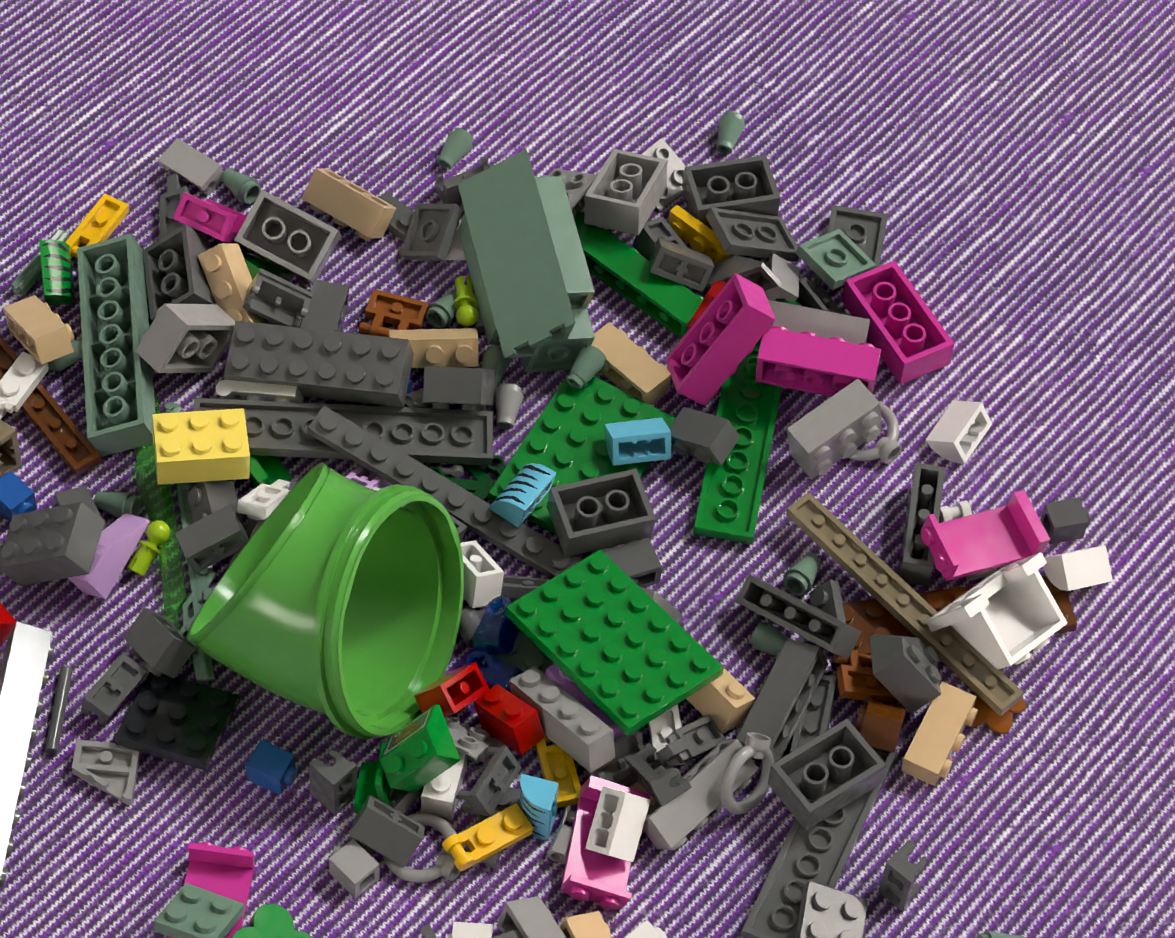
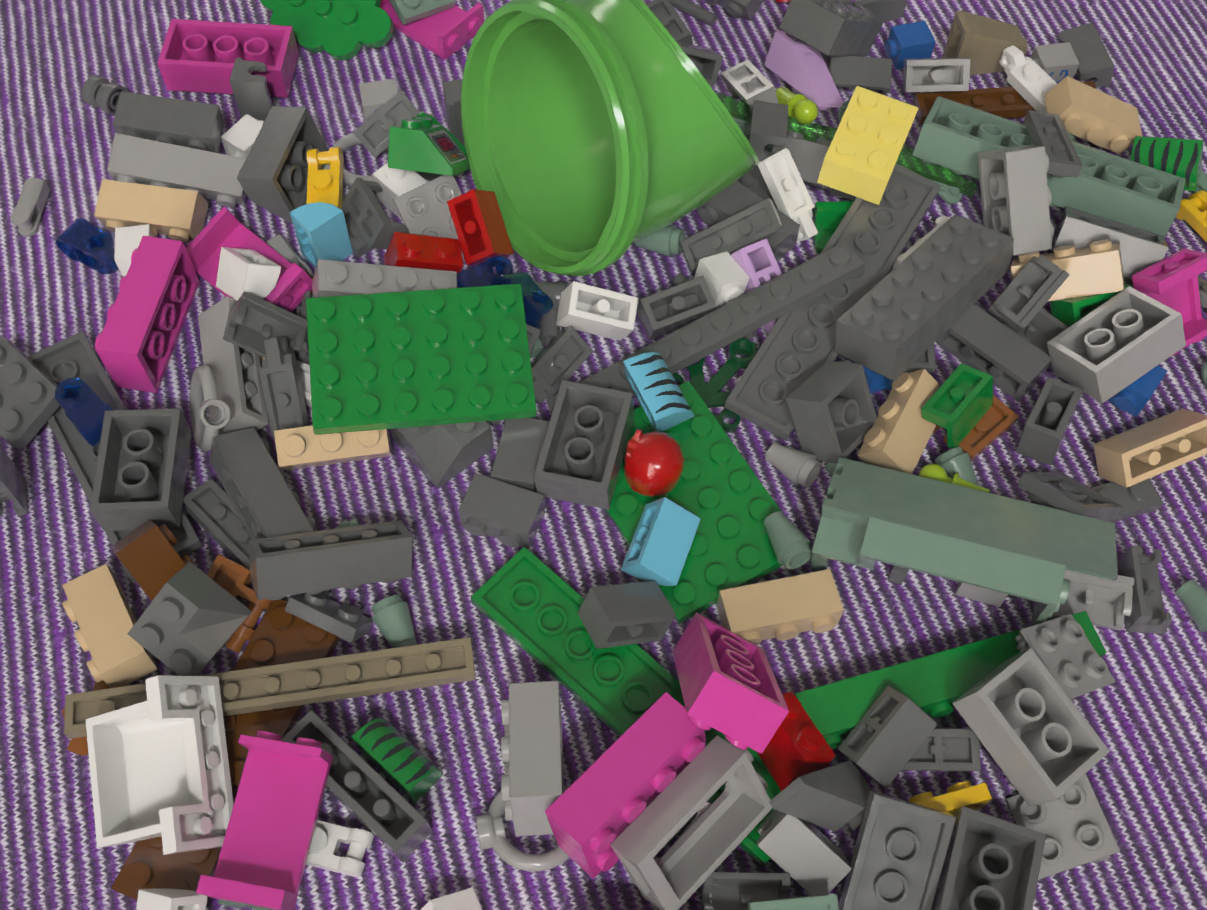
camera: 125 degrees right, 5 degrees up
(50, 457) = (936, 74): none -> light grey brick
(115, 328) = (1049, 131): none -> dark grey plate
(157, 581) = (749, 84): none -> light grey hinge
(370, 266) = (1049, 421): none -> dark grey brick
(400, 313) = (960, 403): none -> green panel
(483, 883) = (277, 163): none -> dark grey slope
(583, 461) = (653, 463): none -> red helmet
(677, 553) = (501, 511): none -> dark grey brick
(698, 878) = (148, 314): none -> dark pink brick
(809, 853) = (82, 408): none -> clear blue piece
(885, 519) = (396, 758): none -> green brick

